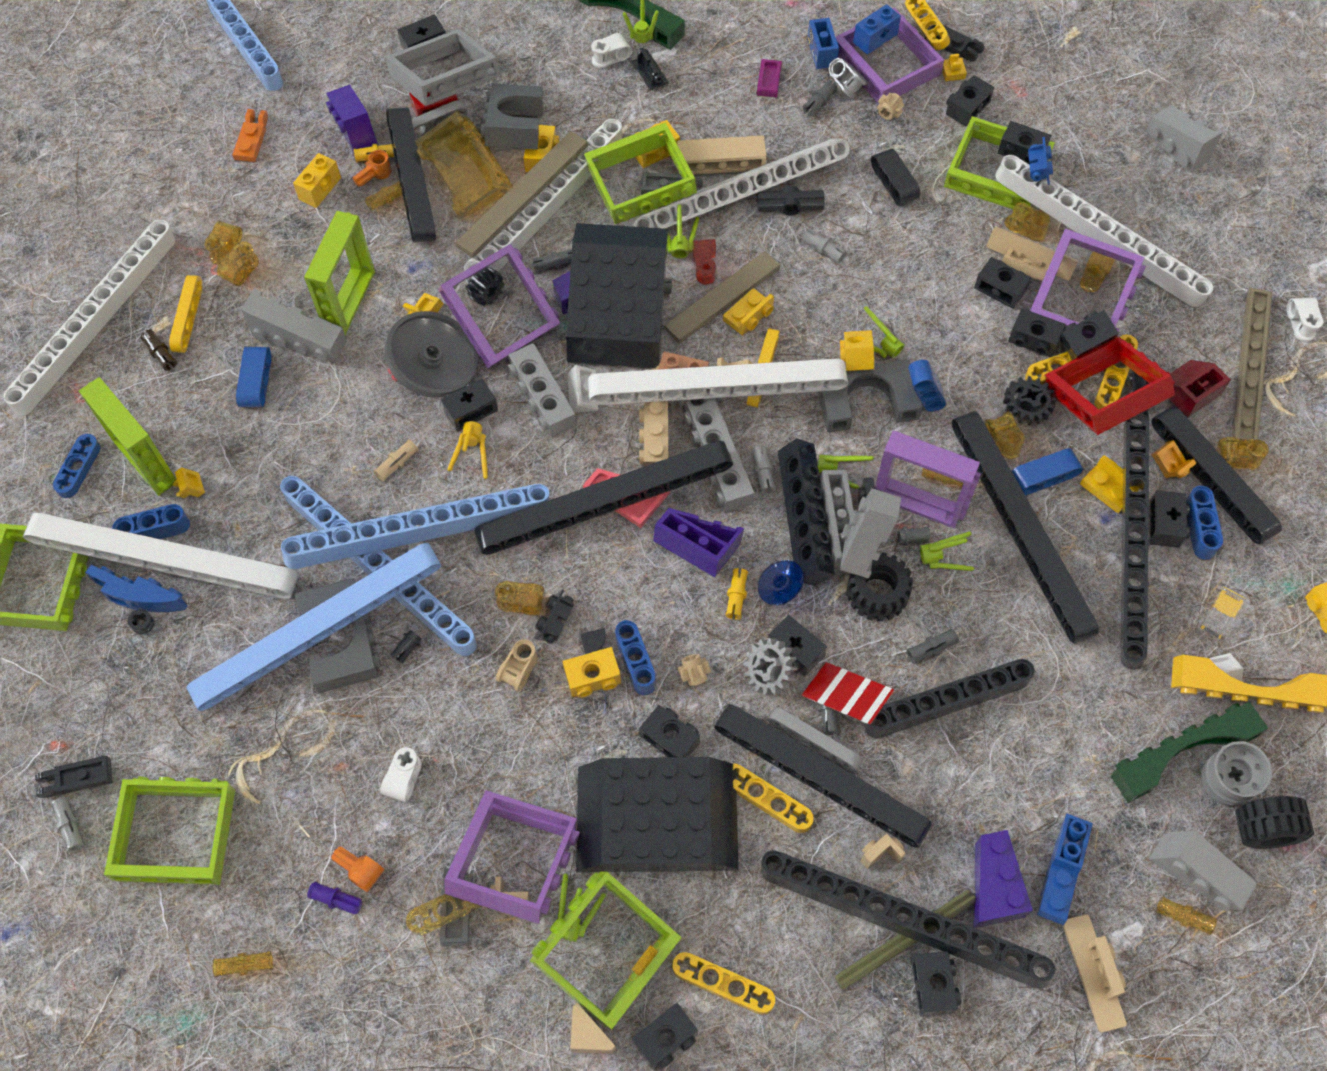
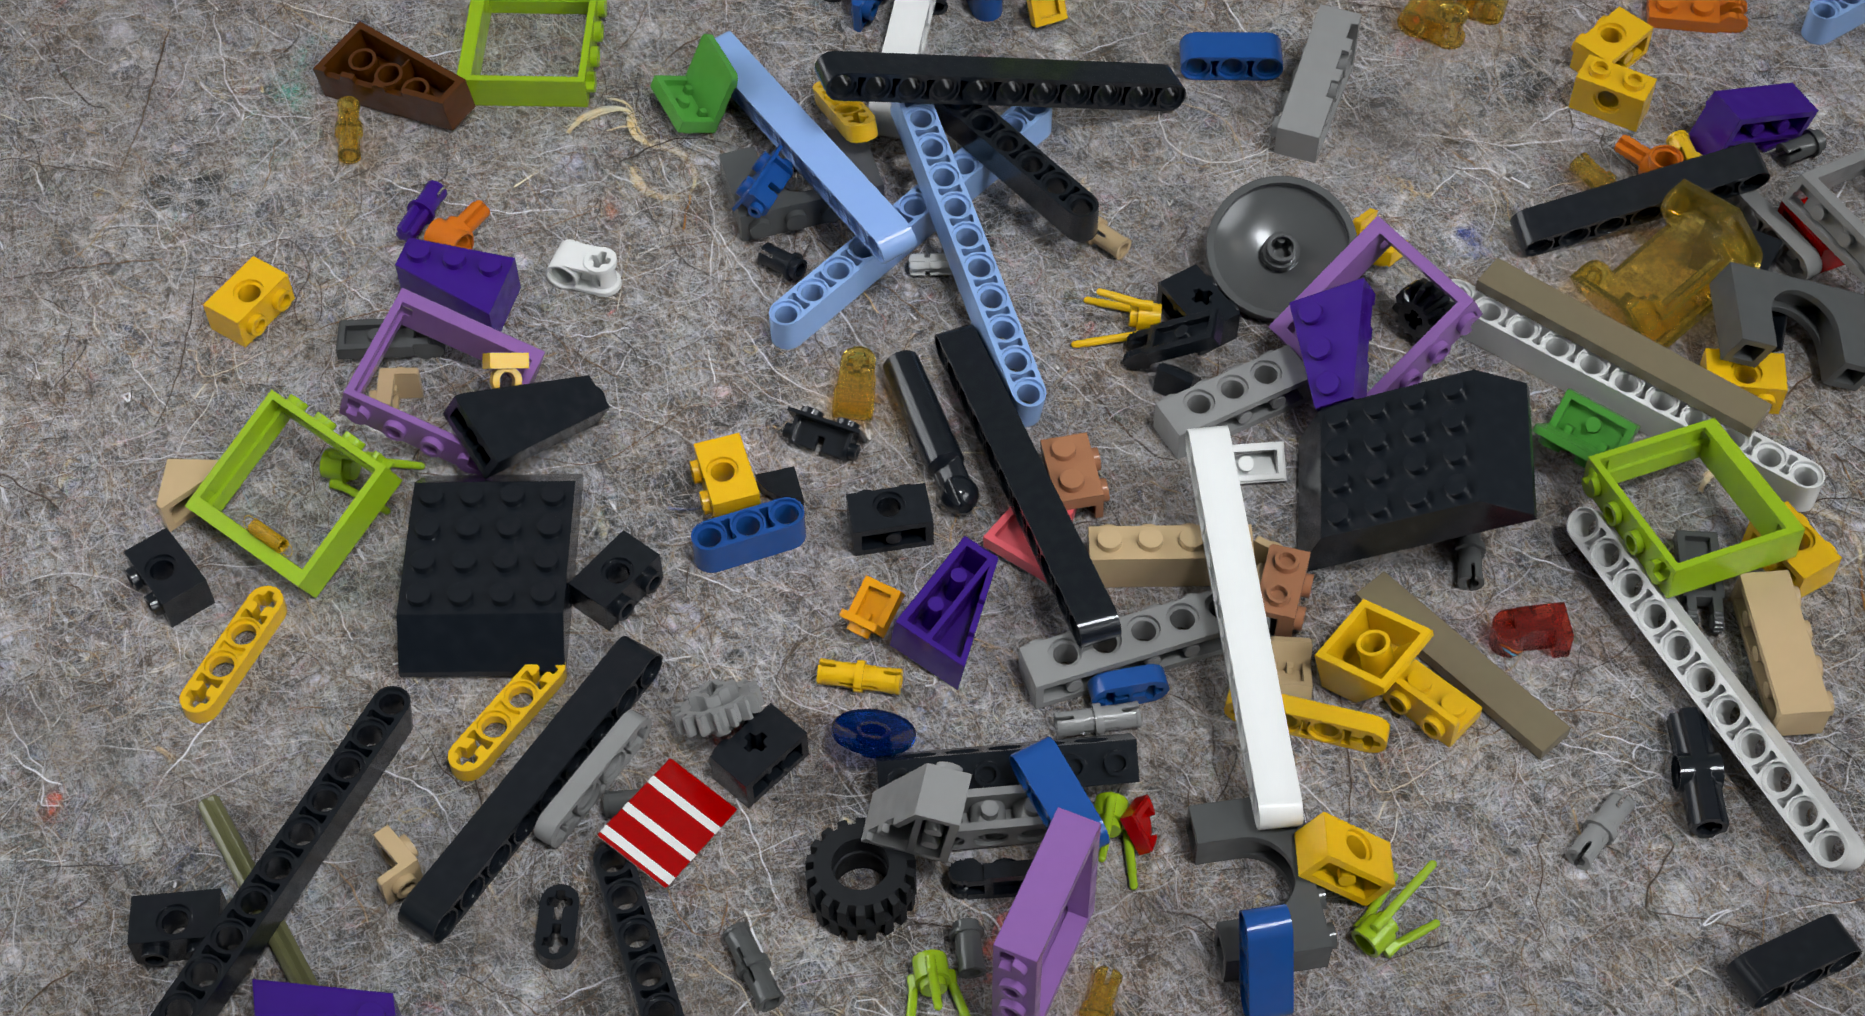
camera: 90 degrees right, 10 degrees down
(197, 933) = (393, 79): none -> reddish brown wedge
(243, 702) = (701, 96): none -> bright green bracket
(275, 177) = (1615, 37): none -> yellow brick
(281, 602) = (850, 118): none -> yellow beam
(290, 497) = (998, 81): none -> black beam
(342, 234) = (1393, 156): lime window -> none
(346, 650) = (754, 191): none -> blue hinge
(350, 487) = (1023, 168): none -> black beam
(366, 96) = (1809, 143): none -> dark grey pin
(398, 1010) = (249, 301): none -> yellow brick
(412, 858) = (460, 279): none -> dark purple wedge
(429, 925) = (369, 310): clear yellow beam -> none
(500, 412) = (1174, 339): none -> black hinge
(506, 808) = (503, 364): none -> yellow tile
(516, 669) = (744, 392): tan piece -> none
(521, 420) = (1173, 379): none -> black slope
(524, 323) = (1335, 340): none -> dark purple wedge
(552, 795) = (522, 420): none -> black slope
(557, 553) = (931, 431): none -> black piece
(574, 212) = (1585, 428): none -> bright green bracket
(593, 471) = (1074, 472): none -> nougat bracket
(627, 590) = (907, 527): none -> black brick
(680, 246) = (1566, 590): lime plant -> none
(691, 585) = (872, 608): none -> light orange bracket
(694, 669) = (722, 610): tan gear -> none
(730, 327) = (1369, 652): none -> yellow slope
(744, 451) = (1130, 684): none -> blue beam
(834, 450) = (1138, 824): none -> red tile
(842, 473) = (1052, 784): none -> blue beam
(913, 749) = (549, 925): none -> black beam

